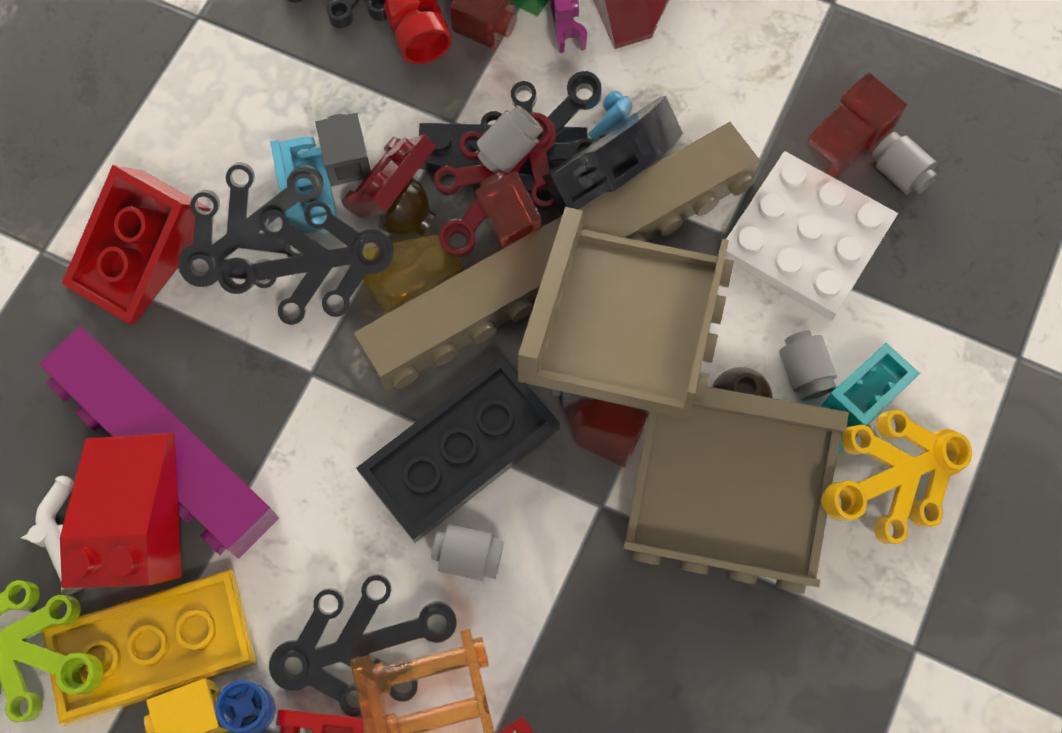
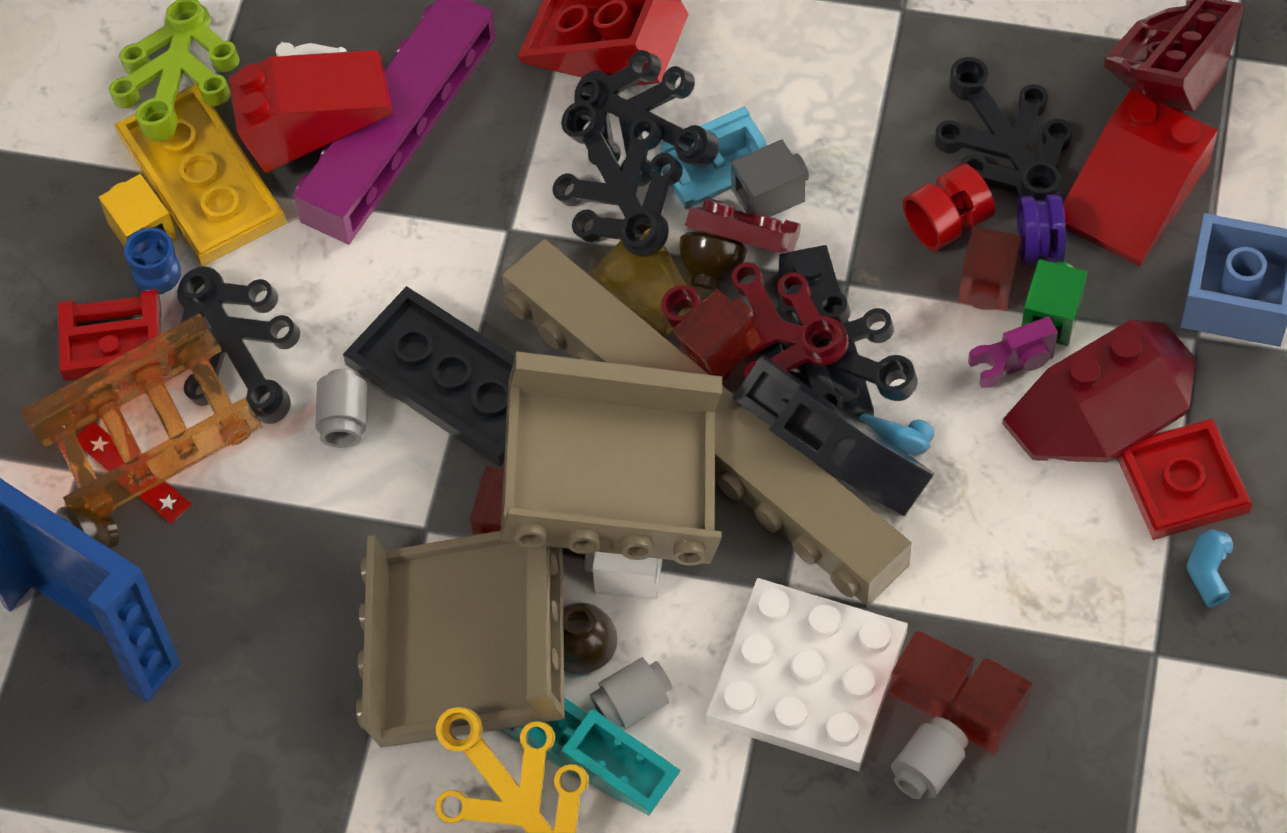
camera: 80 degrees right, 10 degrees down
(508, 140) = (790, 306): light grey brick -> none

